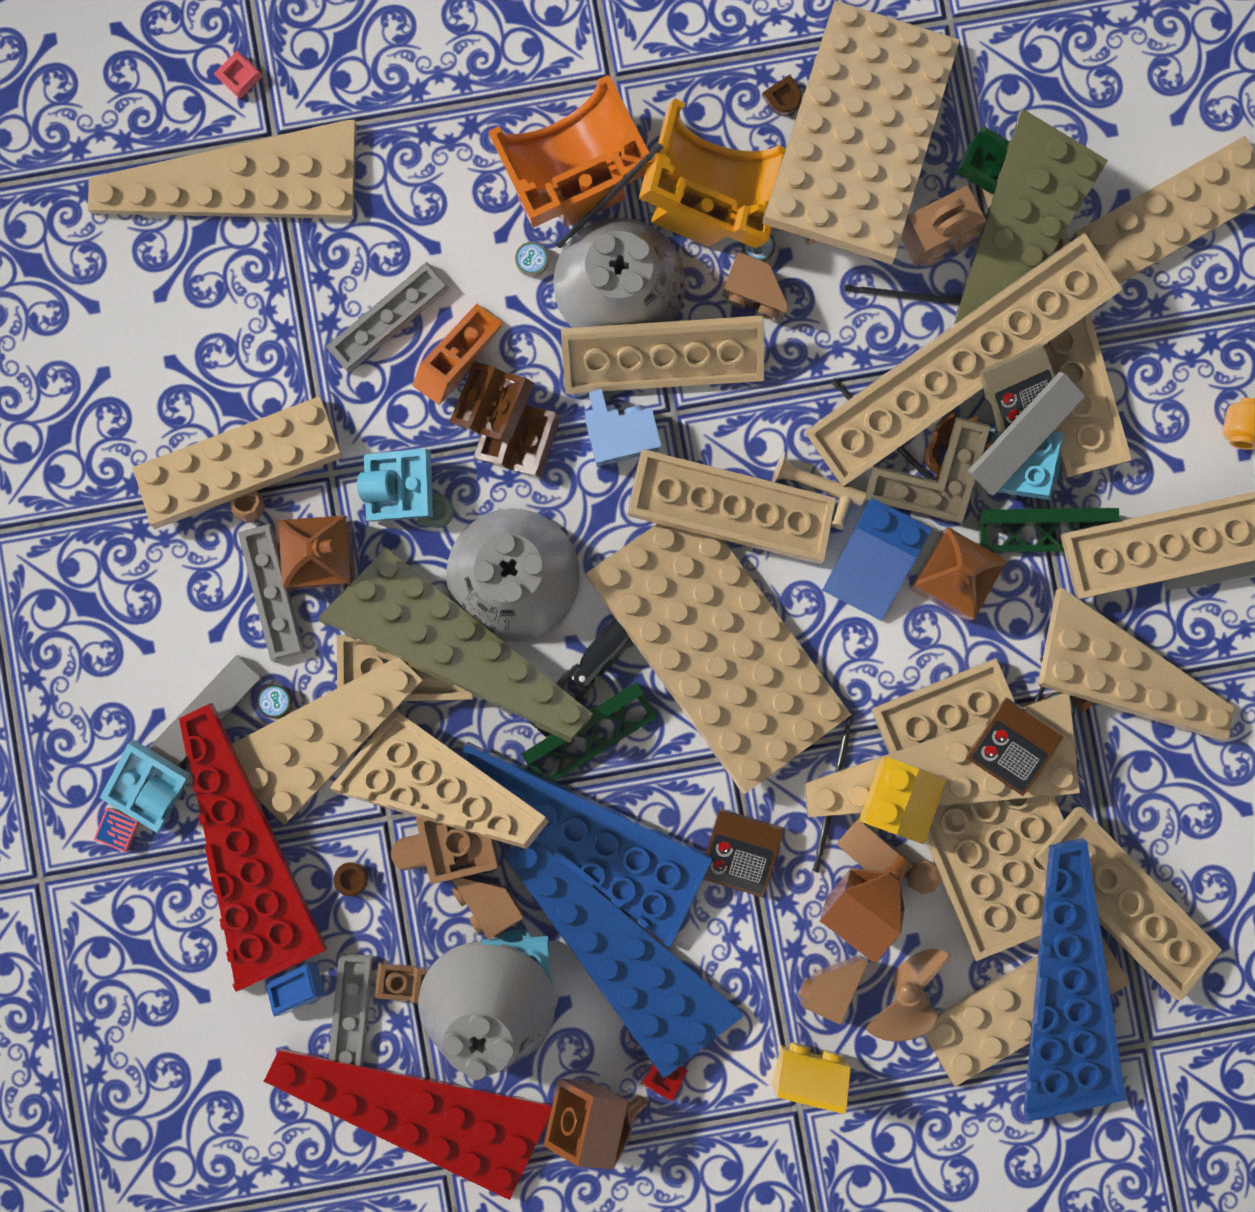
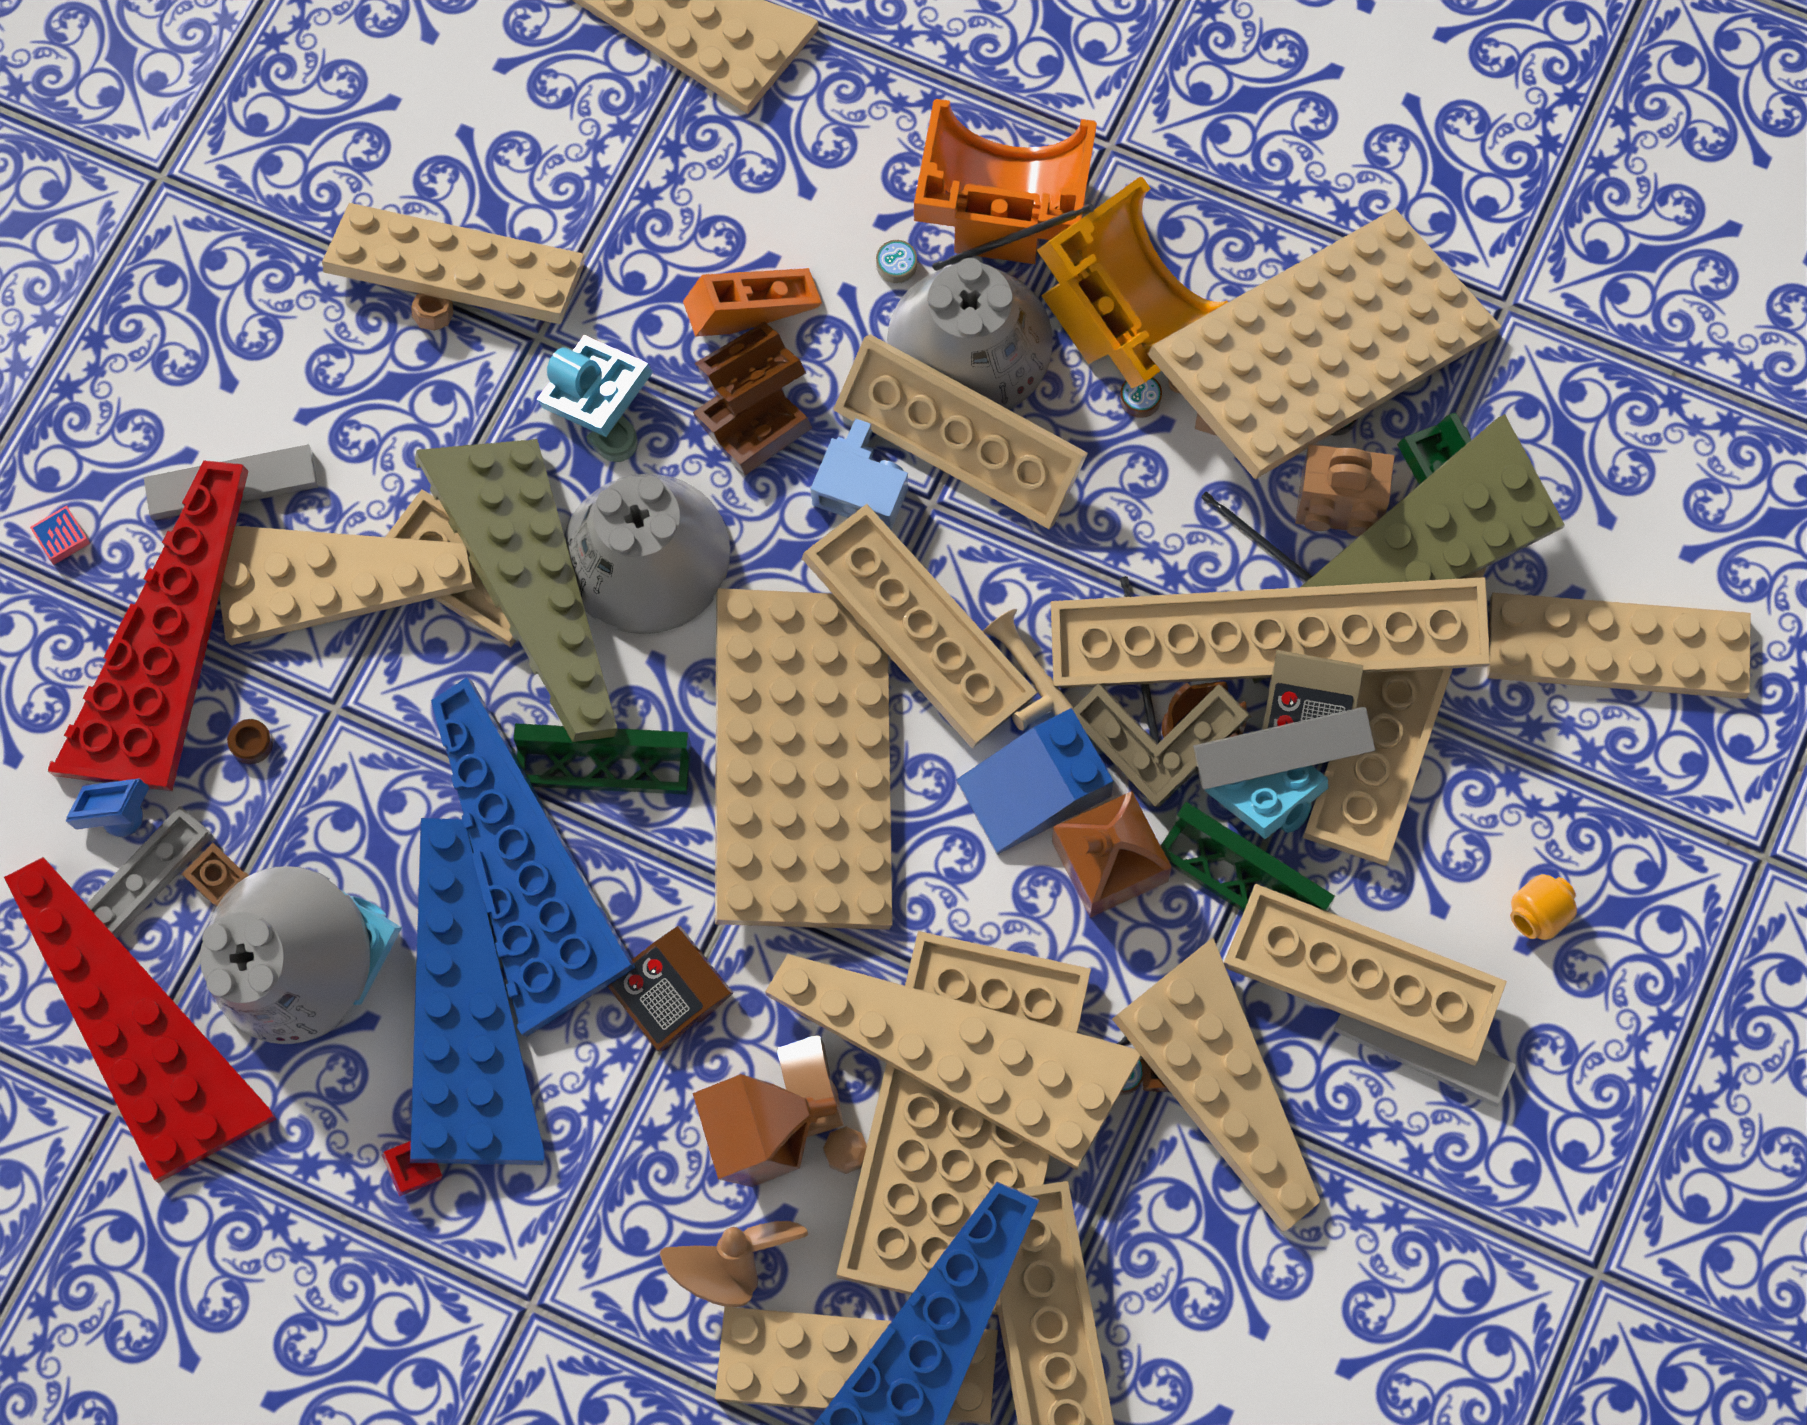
camera: 40 degrees right, 15 degrees down
(145, 786) = (120, 507): medium azure plate -> none
(271, 599) = (390, 410): light grey tile -> none
(274, 701) = (311, 514): tile -> none
(316, 552) = (463, 395): dark orange piece -> none
(387, 317) = (709, 225): light grey tile -> none
(426, 779) = (402, 684): tan wing -> none
(445, 852) = (373, 770): medium nougat brick -> none
(490, 904) = (369, 860): medium nougat slope -> none
(590, 1123) = (301, 1152): dark orange piece -> none
(596, 660) = (663, 690): black piece -> none
(755, 286) = (1105, 427): medium nougat slope -> none
(783, 97) = (1271, 263): reddish brown tile -> none
(812, 1078) = (566, 1270): yellow slope -> none
(826, 821) = (789, 1018): black piece -> none
(832, 988) = (660, 1196): medium nougat slope -> none
(902, 800) = (875, 1031): yellow slope -> none
(1014, 746) = (1037, 1059): slope -> none

